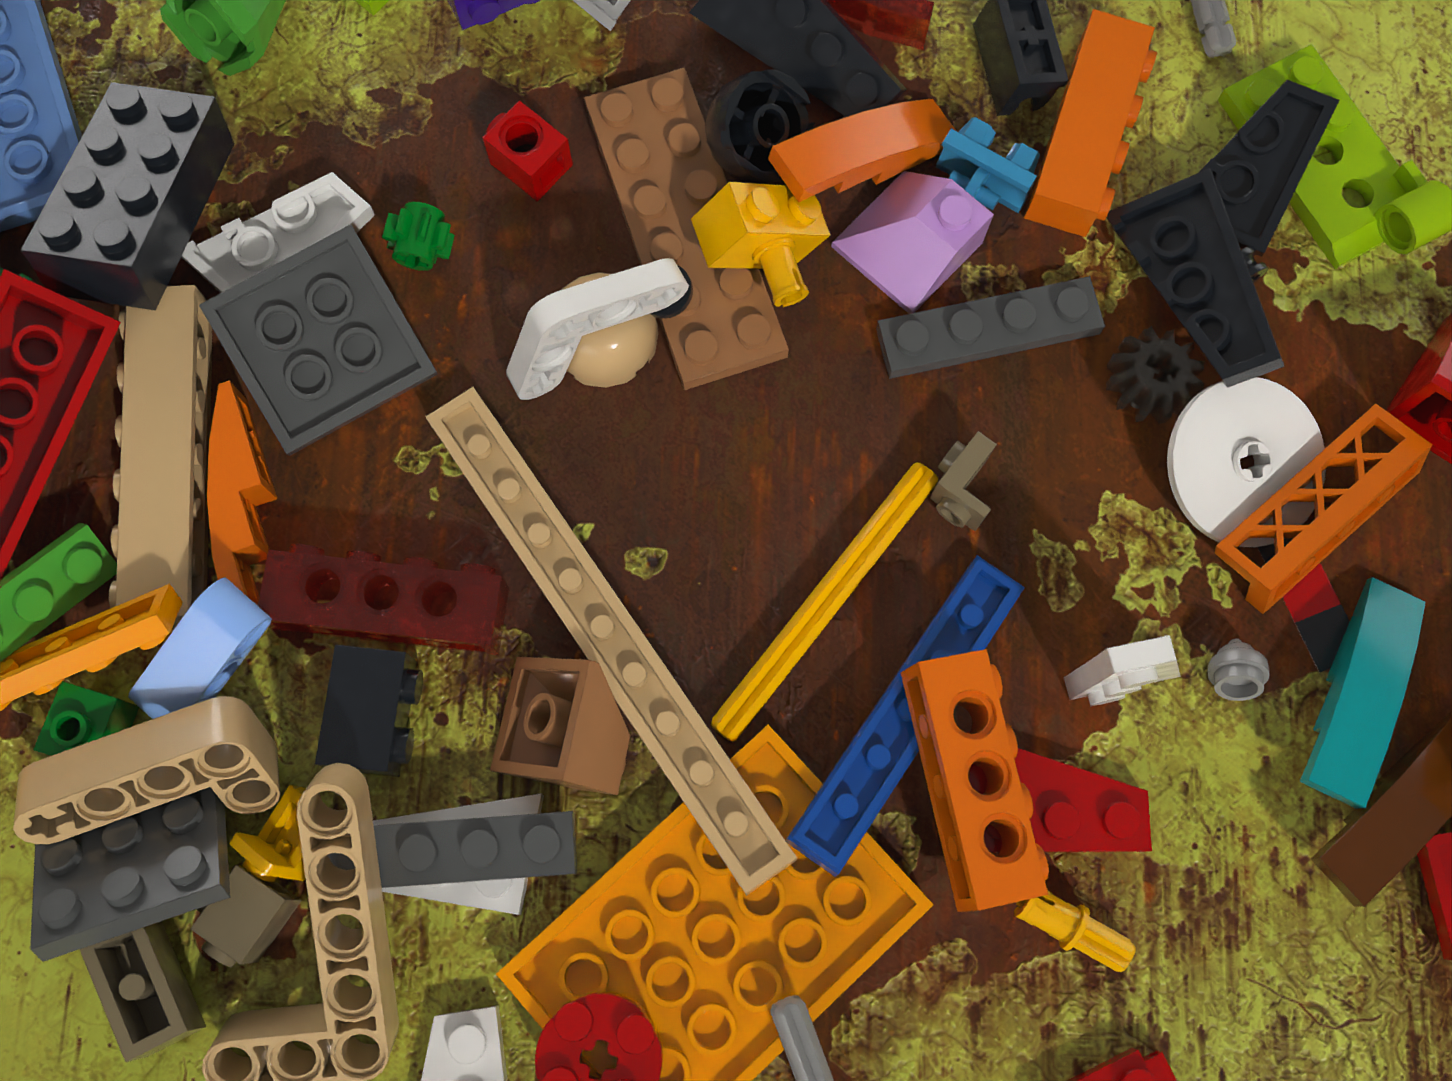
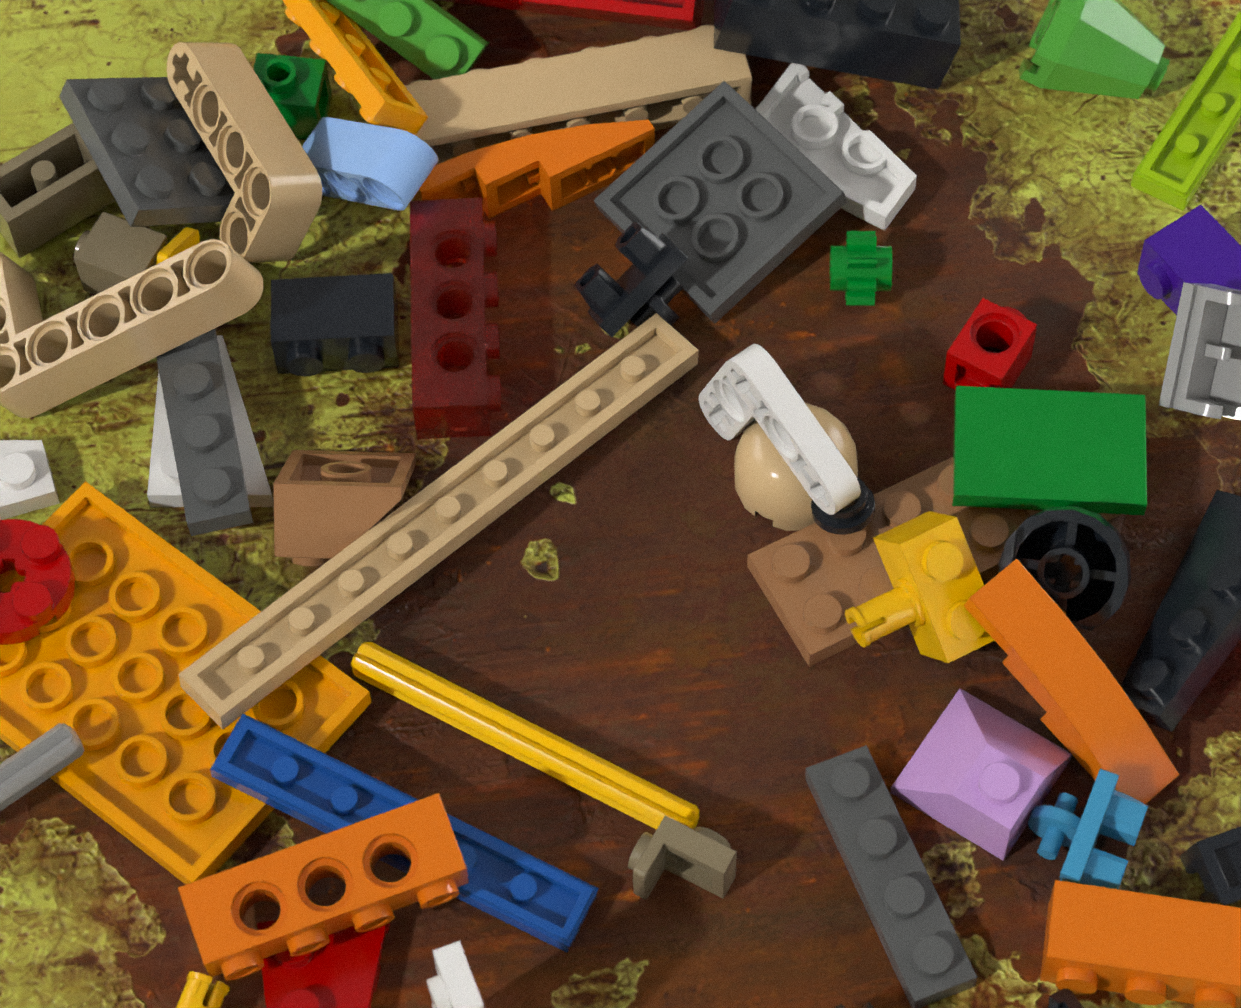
camera: 85 degrees right, 15 degrees down
(395, 425) = (641, 289): none -> black hips
(639, 120) = (1049, 450): none -> green tile

